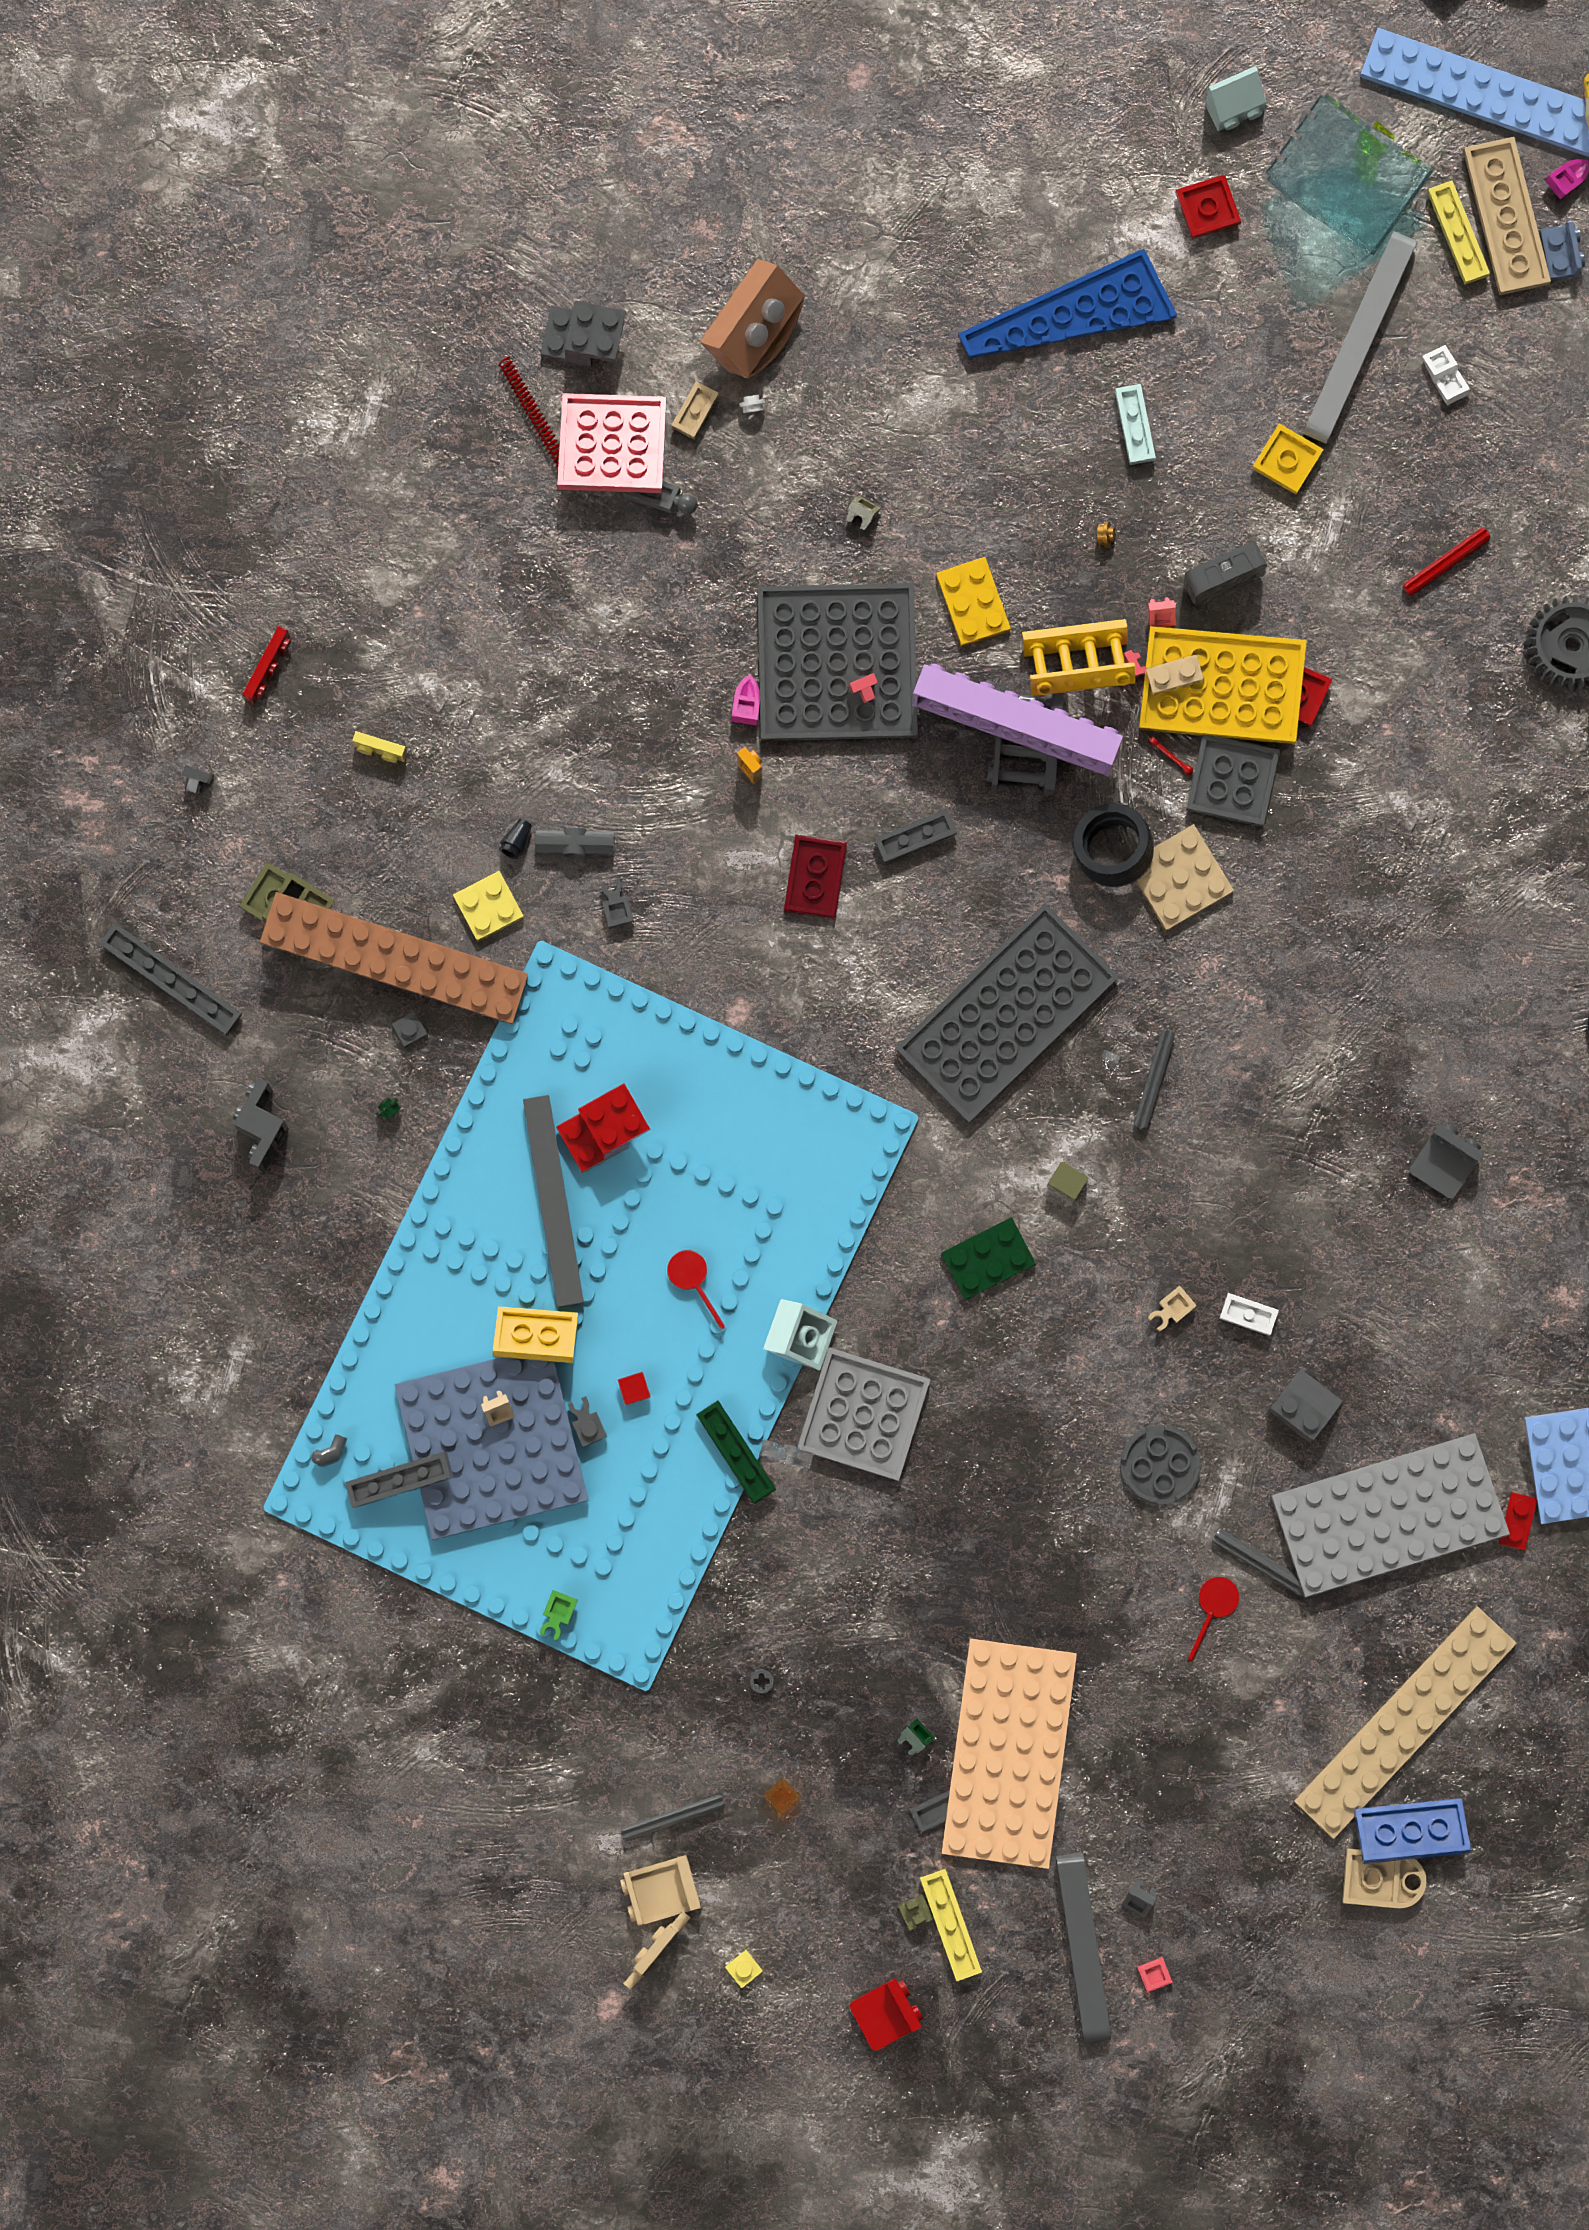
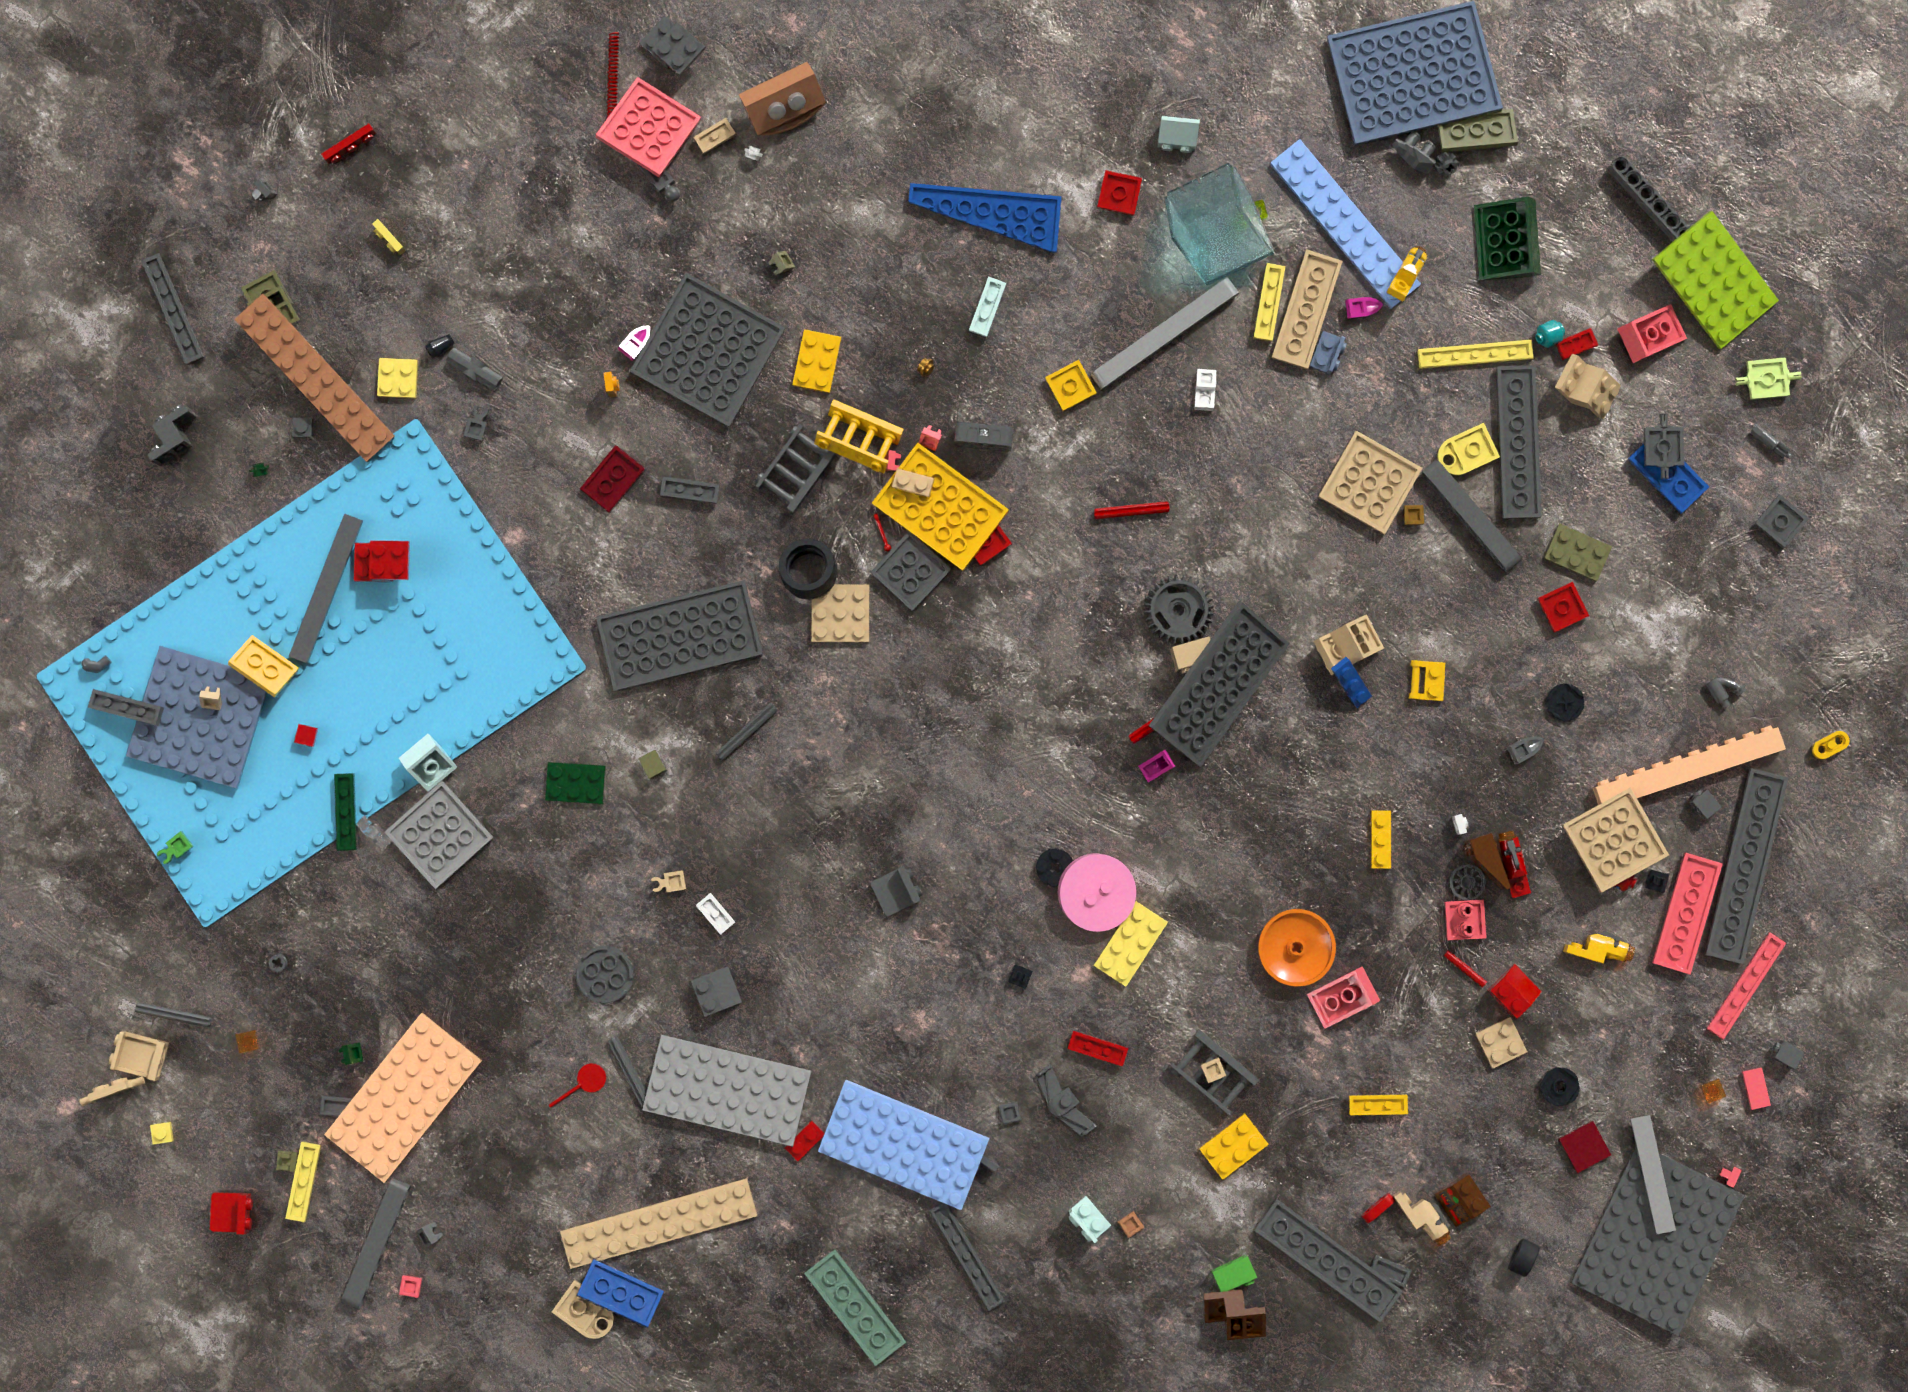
camera: 30 degrees right, 5 degrees up
(588, 1425) = (264, 743): dark grey plate -> none
(687, 1271) = (383, 681): red piece -> none
(864, 687) = (711, 376): coral tile -> none
(1017, 719) = (791, 454): lavender brick -> none
(1110, 1060) = (726, 703): clear hinge -> none

